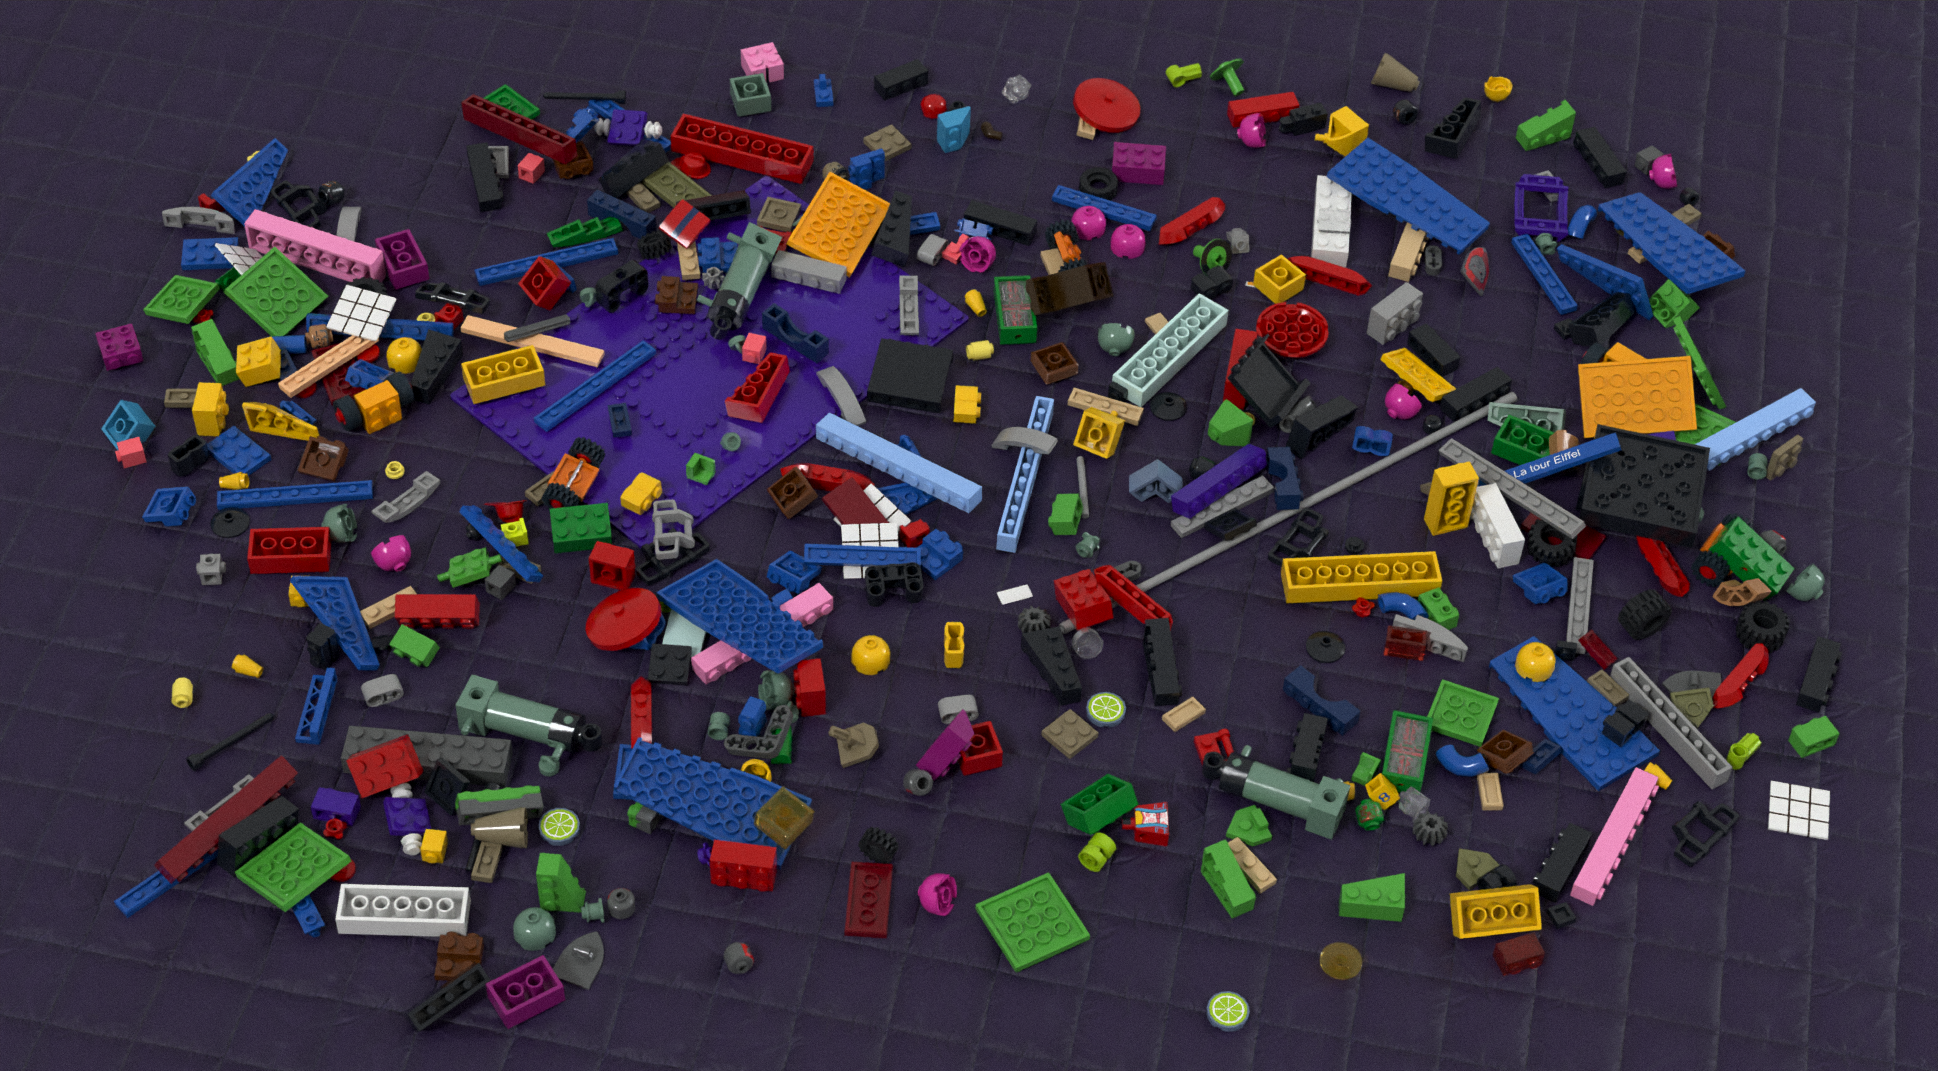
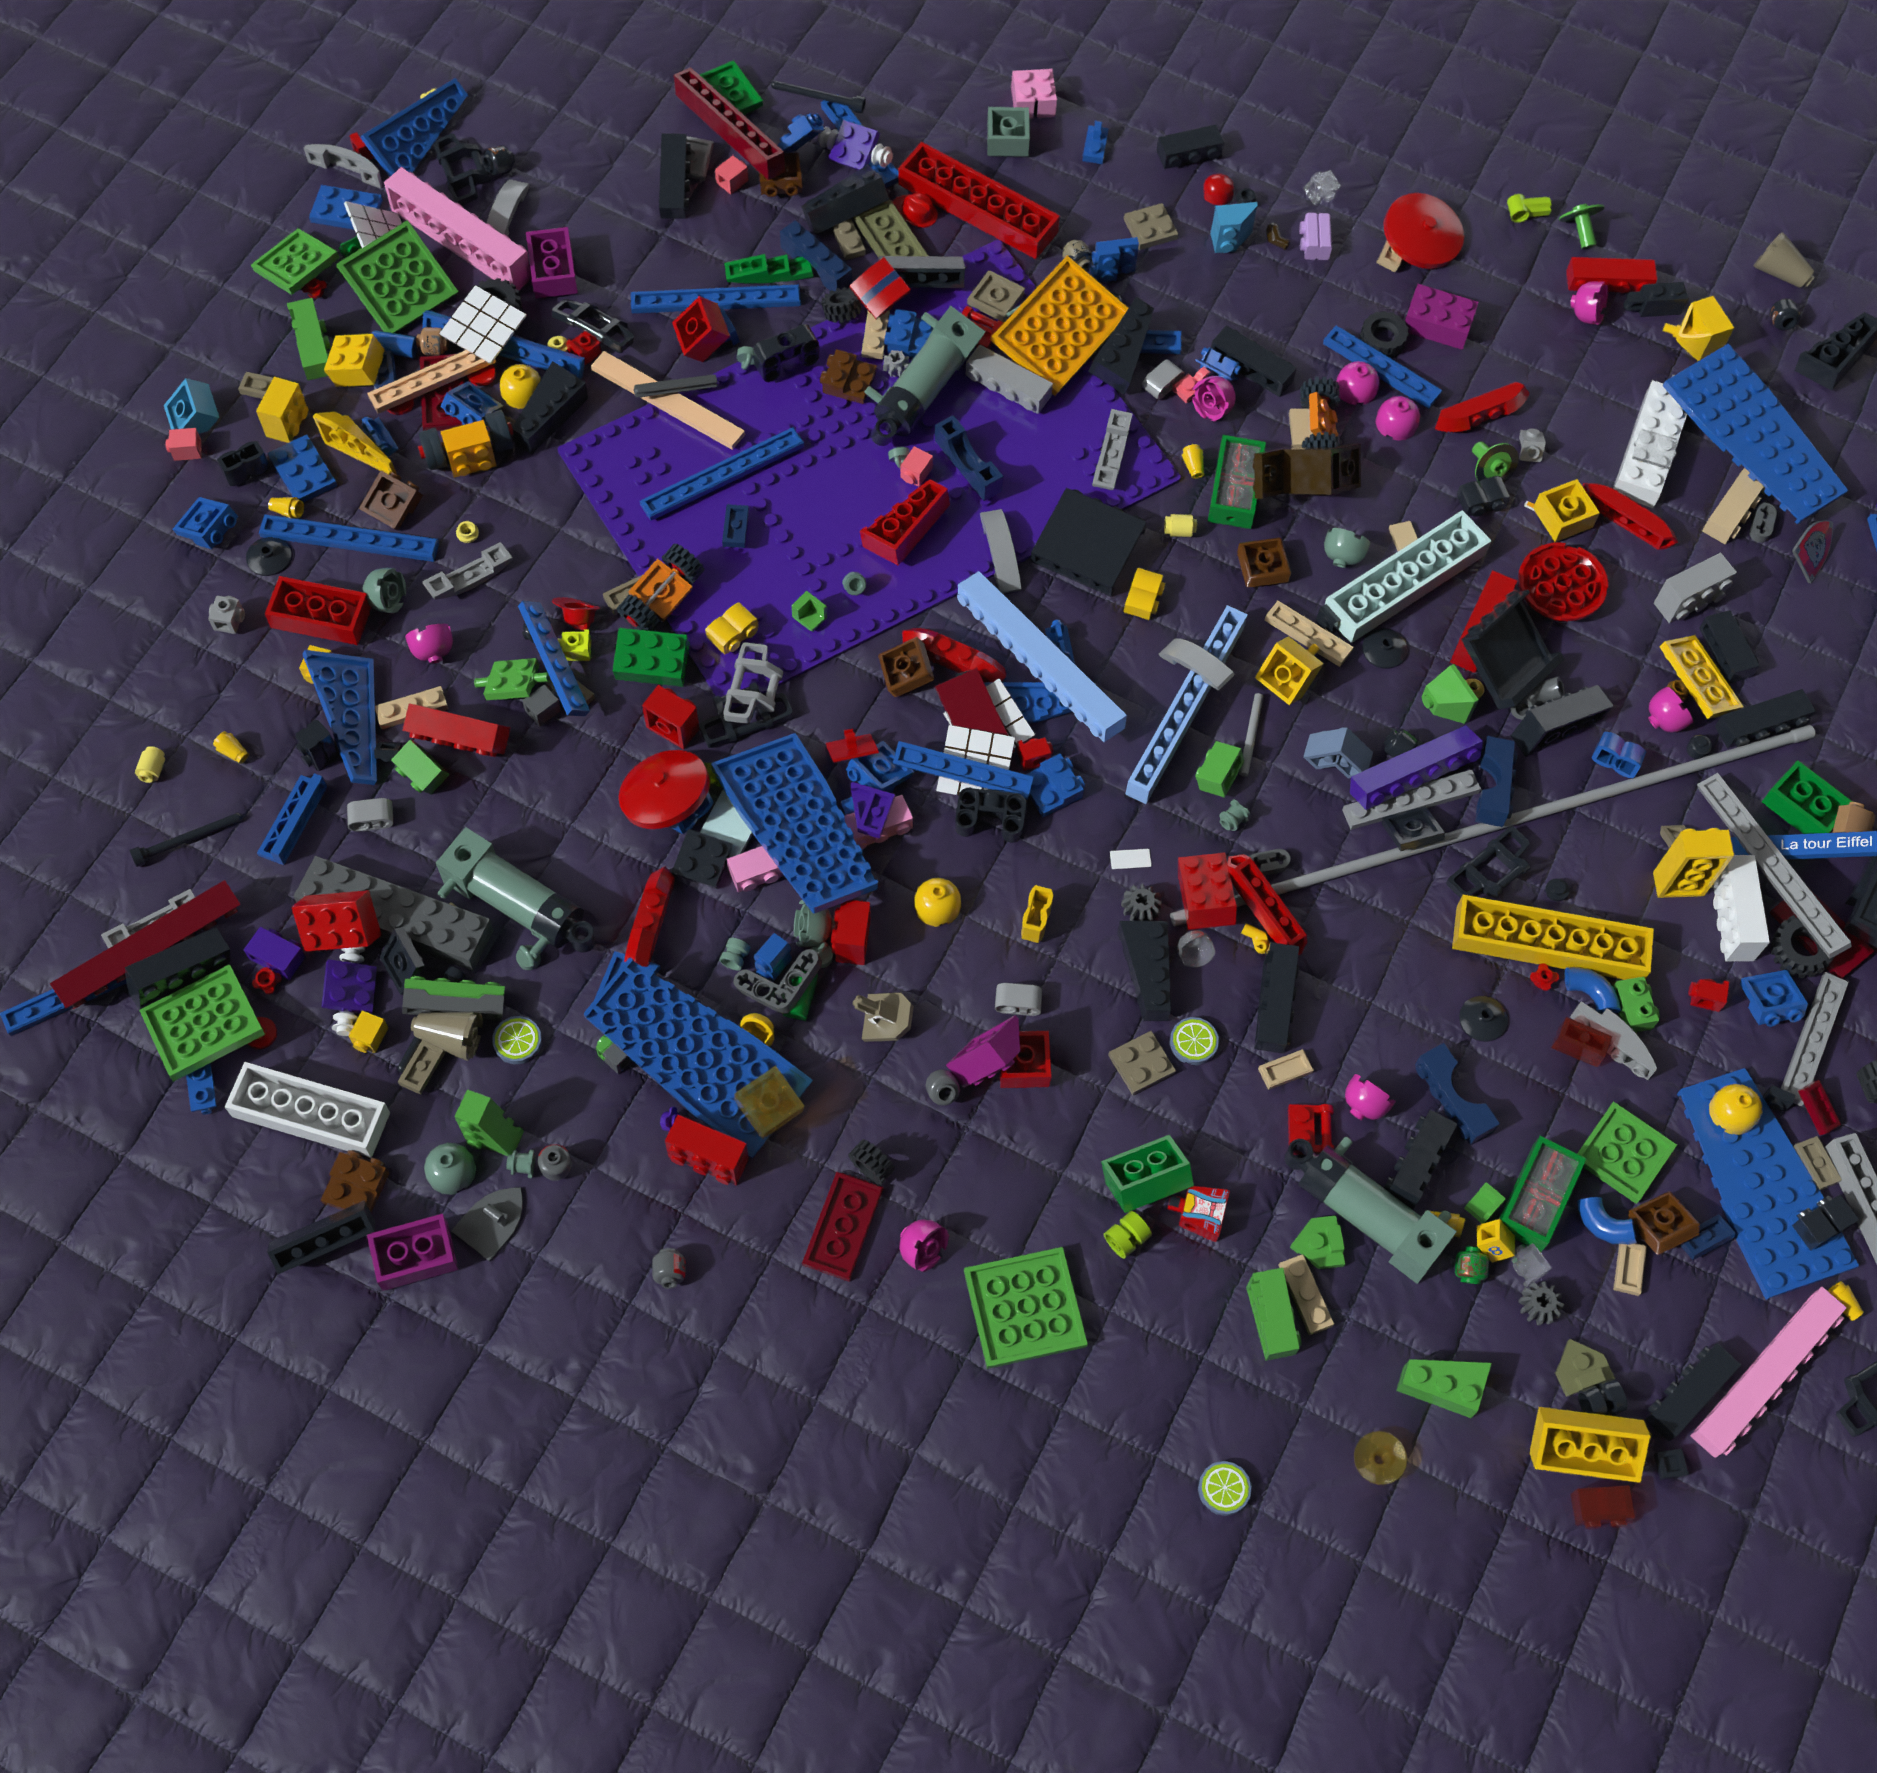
camera: 15 degrees right, 15 degrees up
(119, 347) = (209, 307): magenta brick -> none
(503, 374) = (619, 438): yellow brick -> none
(766, 557) = (851, 746): none -> red piece
(797, 596) = (871, 808): none -> dark purple wing
(1022, 125) = (1317, 236): none -> lavender brick
(1133, 626) = (1258, 937): none -> yellow arm
(1254, 717) = (1367, 1099): none -> dark pink cylinder
(1491, 591) = (1708, 994): none -> red brick
(1545, 417) = (1838, 770): sand green wedge -> none

